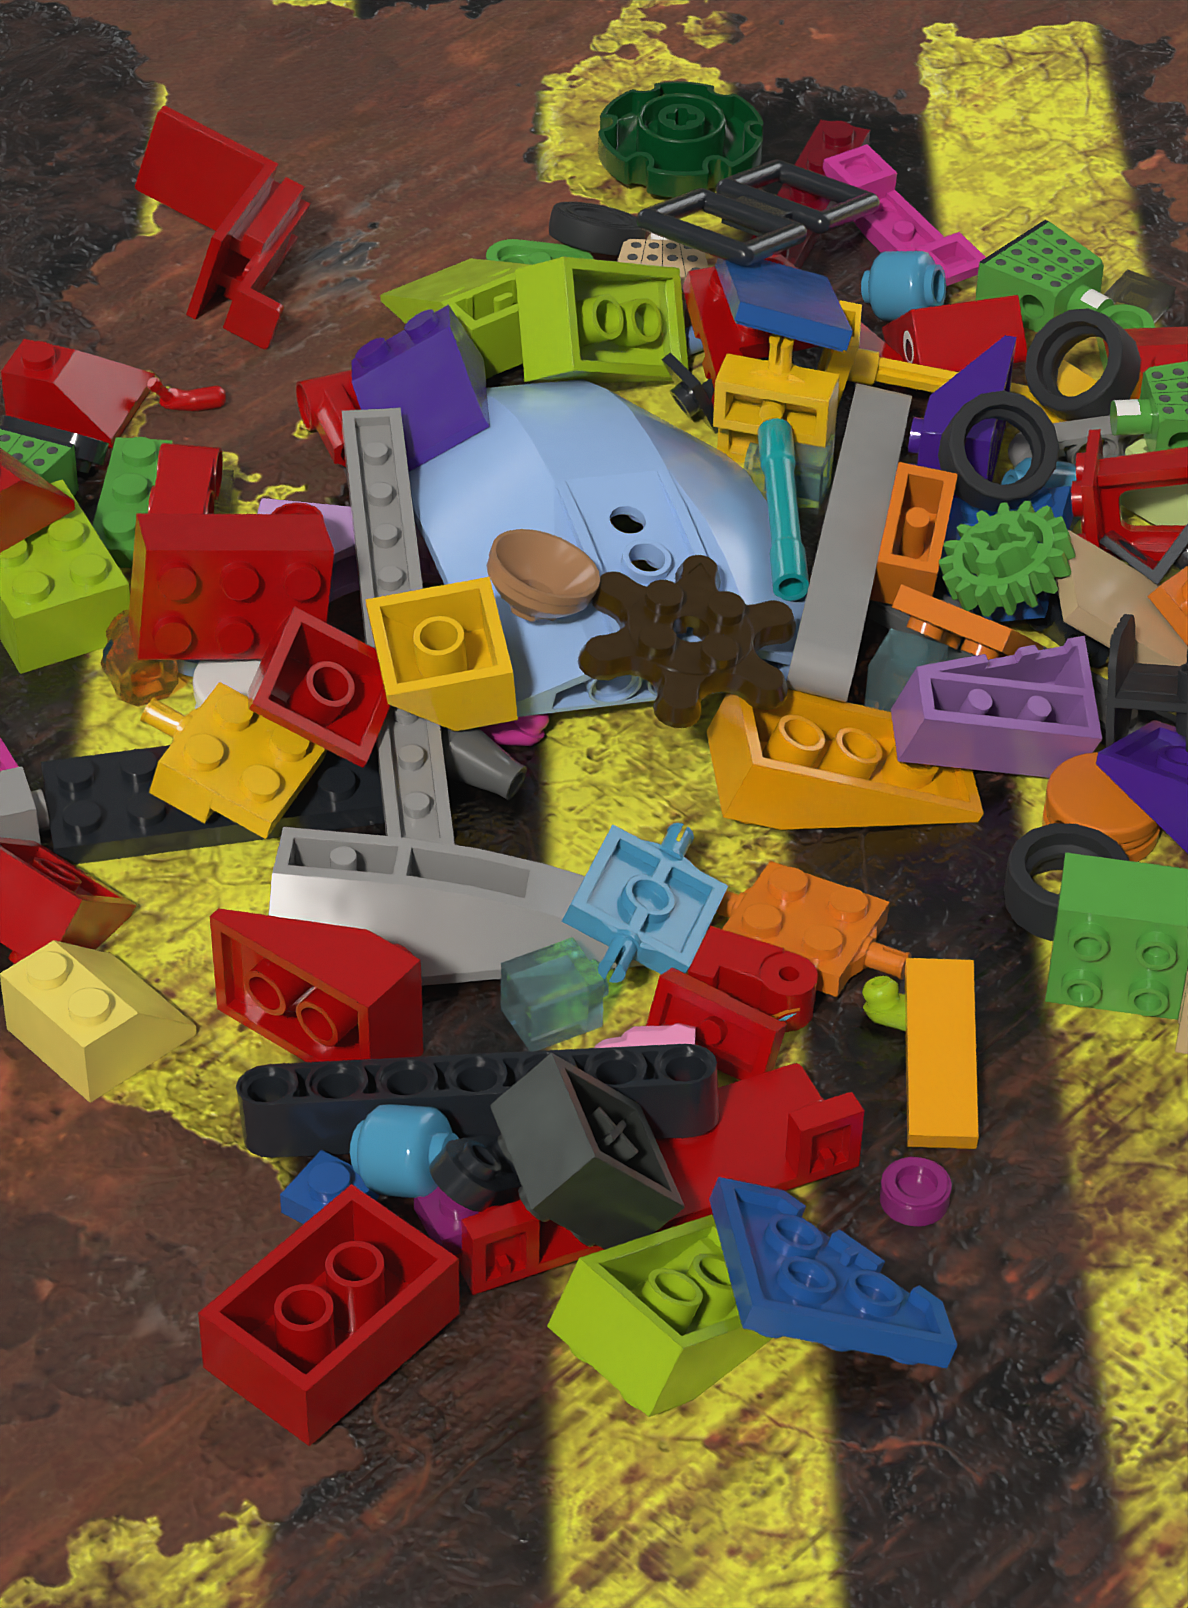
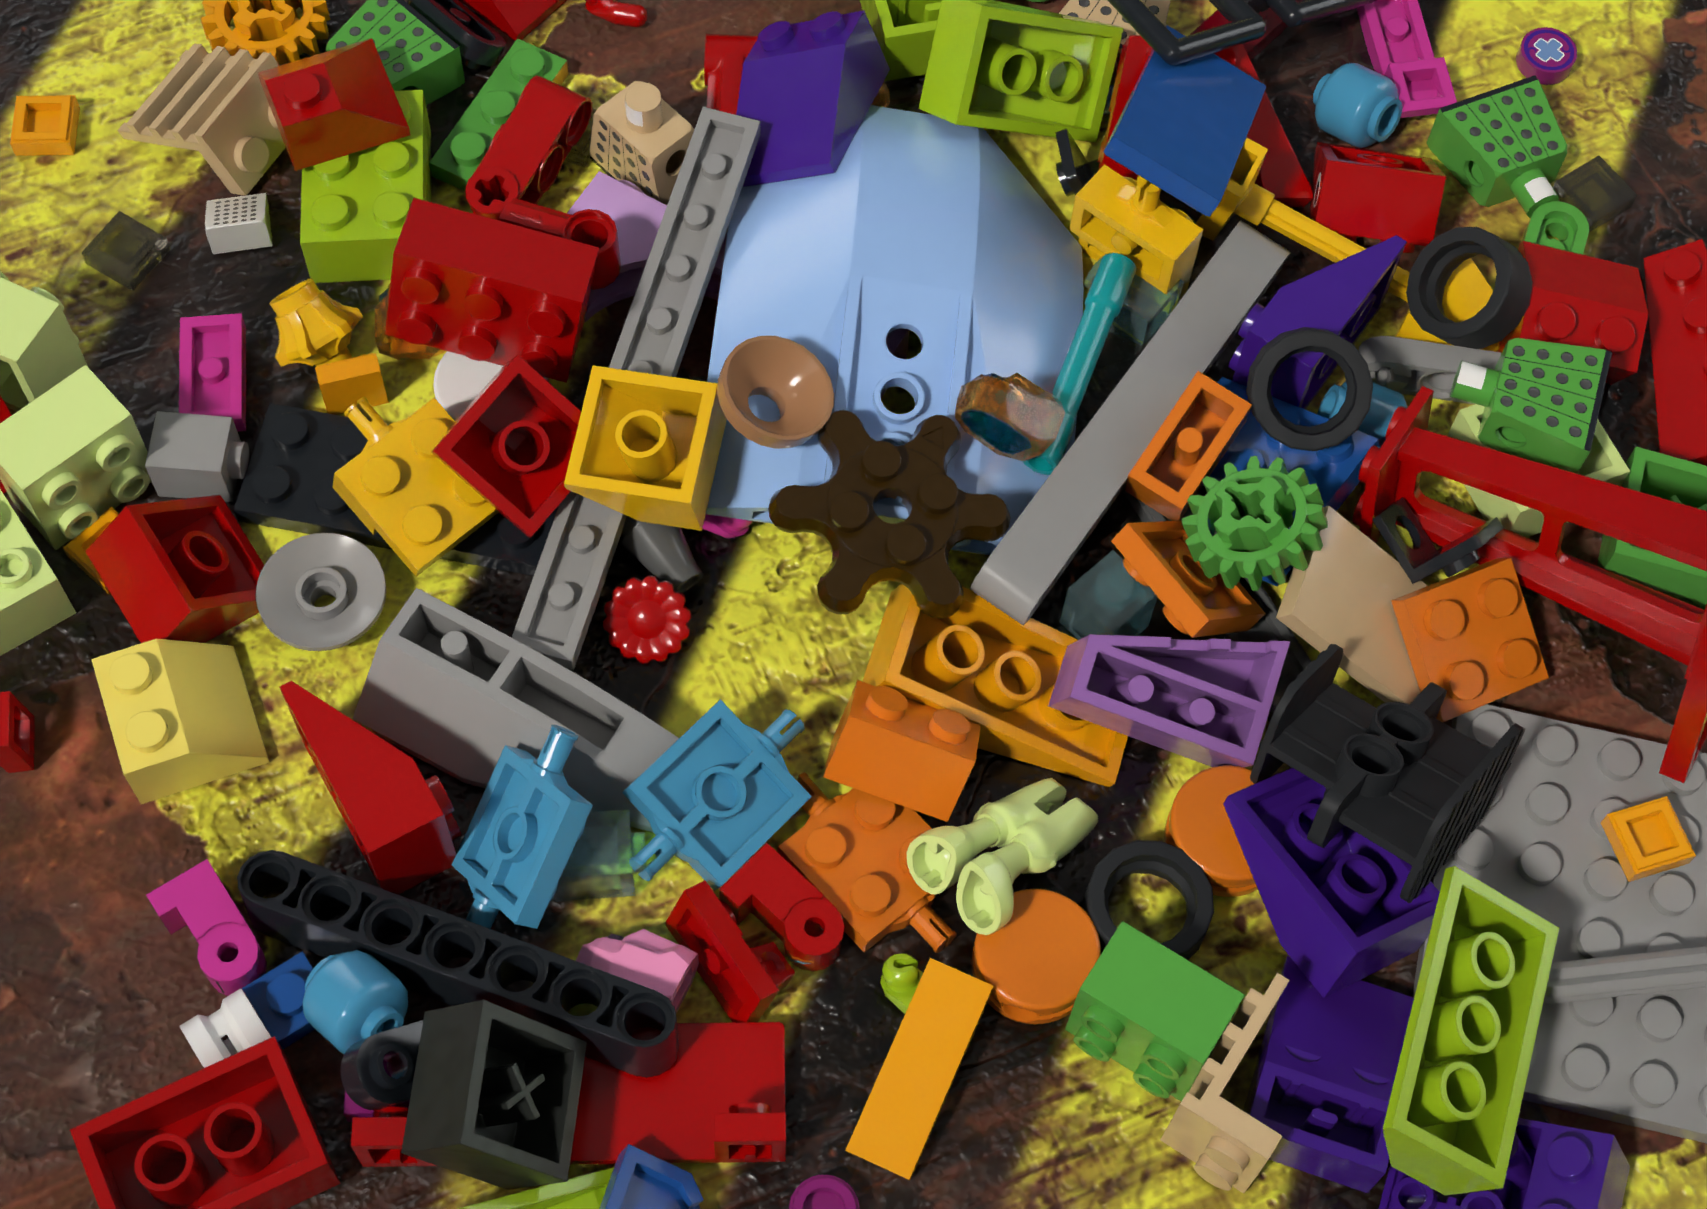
camera: 20 degrees right, 20 degrees up
(54, 688) = (312, 326): none -> yellow rock
(114, 722) = (350, 380): none -> light orange tile
(178, 880) = (315, 568): none -> light grey dish
(224, 1156) = (226, 943): none -> dark pink leg
(288, 1211) = (235, 1019): none -> white wheel
(290, 461) = (640, 140): none -> tan torso
(488, 974) = (522, 833): none -> dark azure plate
(496, 813) = (647, 619): none -> red piece
(752, 546) = (1009, 415): none -> clear orange rock
(791, 822) = (903, 750): none -> orange brick
(926, 863) = (1032, 840): none -> yellowish green piece
(1003, 934) = (1037, 957): none -> orange head
(1038, 208) = (1547, 55): none -> tile

